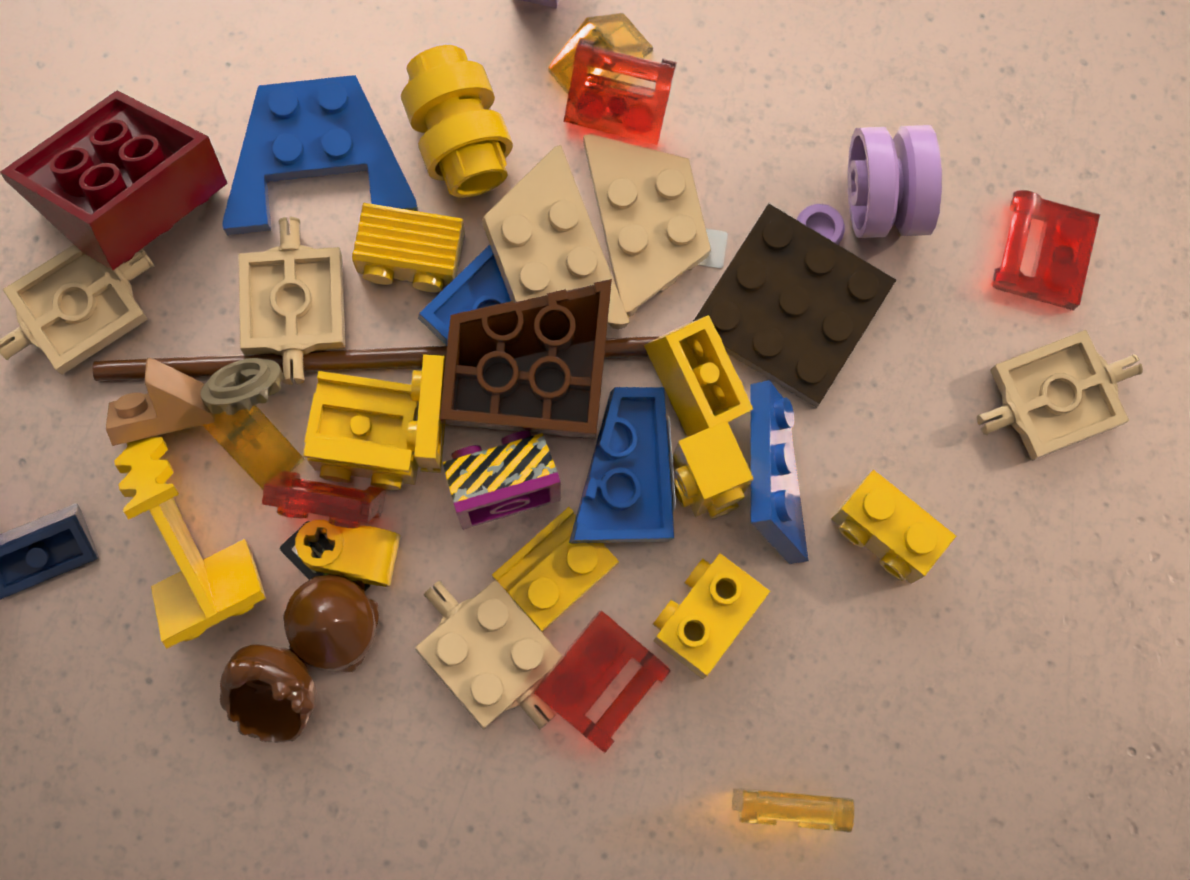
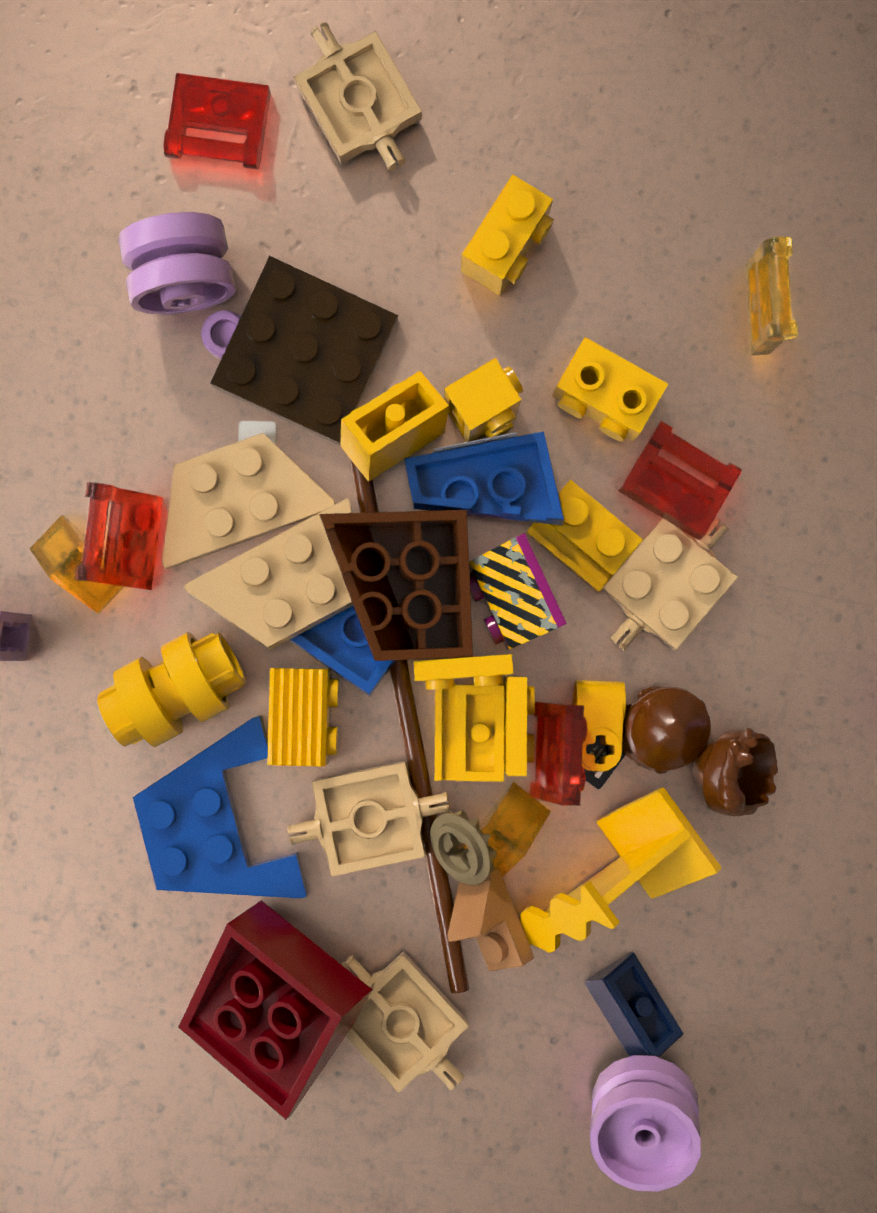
camera: 90 degrees left, 10 degrees up
(775, 486) = (469, 347): blue wing -> none

